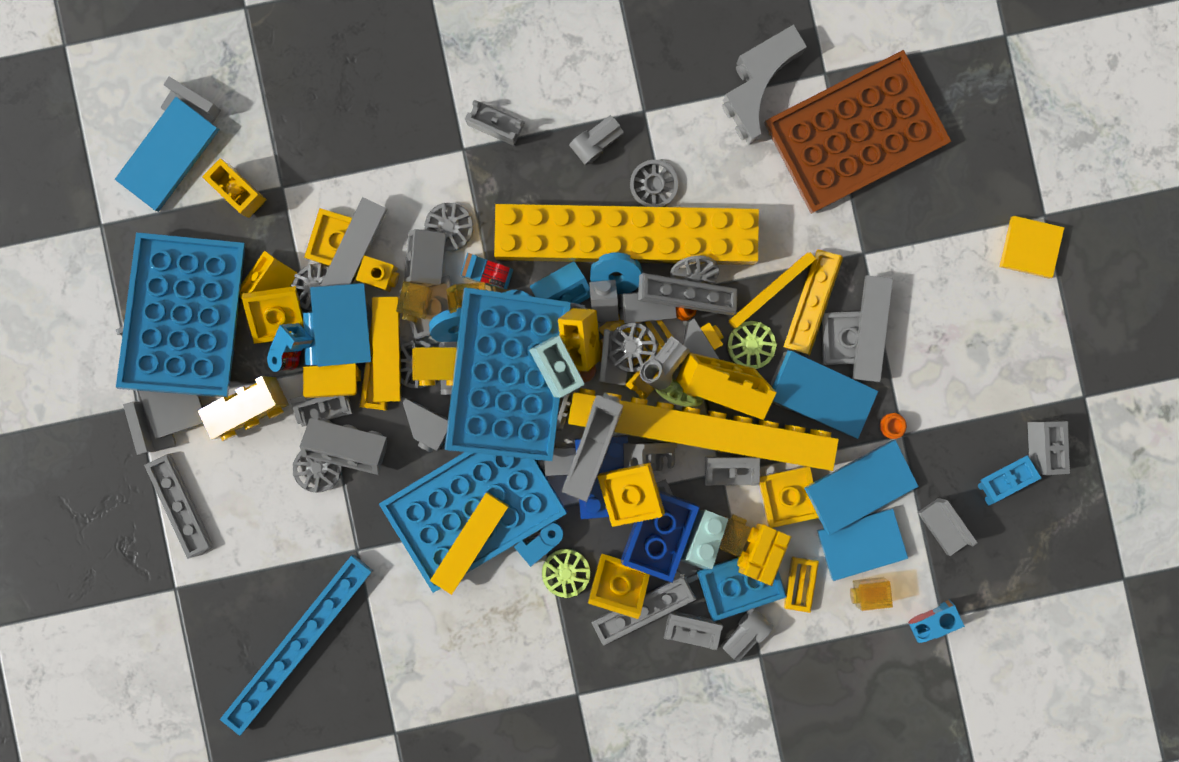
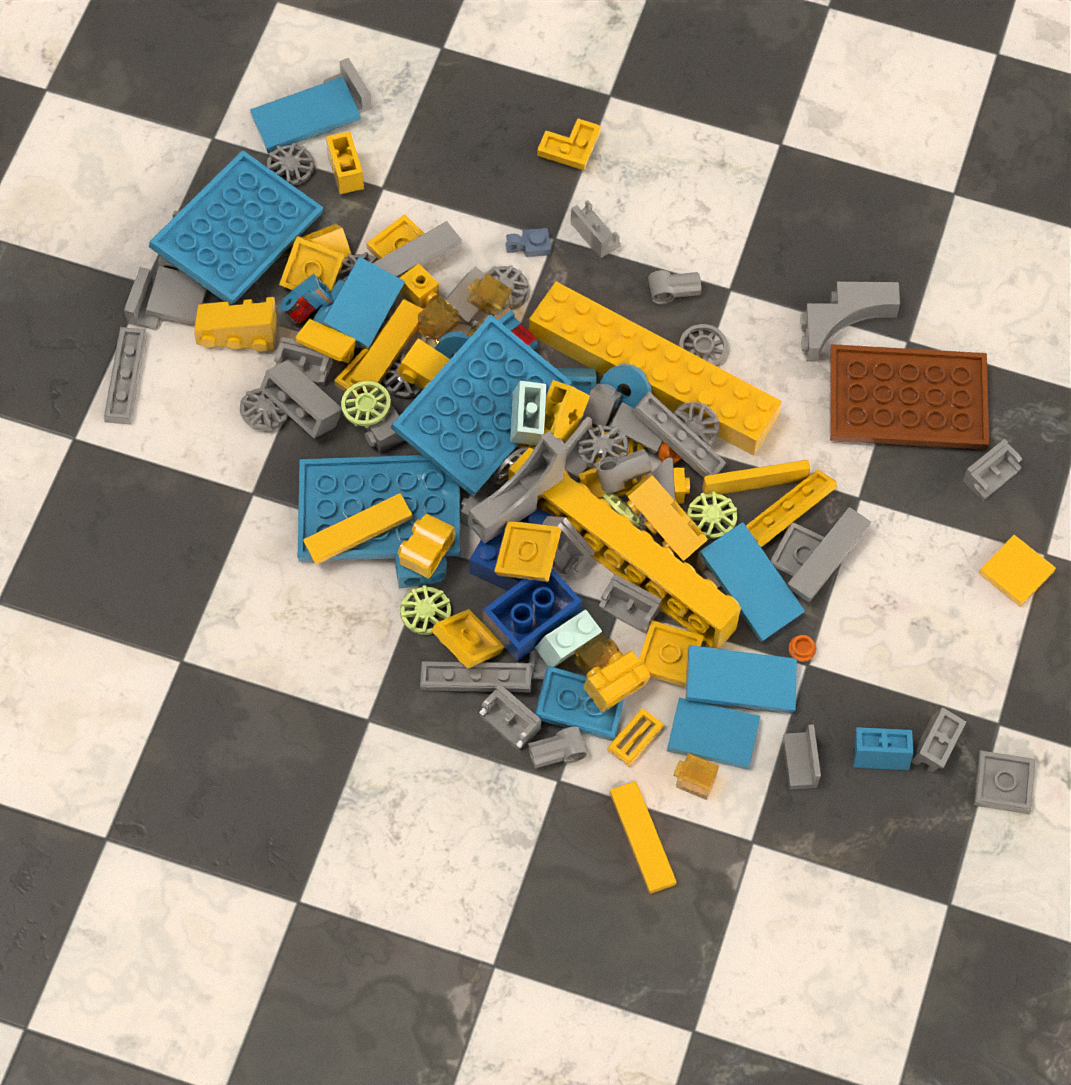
camera: 25 degrees right, 25 degrees down
(186, 213) = (291, 164): none -> light grey wheel
(296, 645) = (148, 535): dark azure plate -> none
(404, 423) = (366, 404): none -> yellowish green wheel
(427, 51) = (573, 150): none -> yellow plate
(444, 251) = (488, 294): none -> clear yellow brick
(448, 166) = (533, 242): none -> sand blue plate
(538, 530) = (427, 545): none -> yellow brick
(855, 667) = (642, 837): none -> yellow tile
(936, 622) = (742, 834): dark azure leg -> none
(964, 163) = (993, 470): none -> light grey hinge
(1116, 448) = (1004, 782): none -> light grey tile

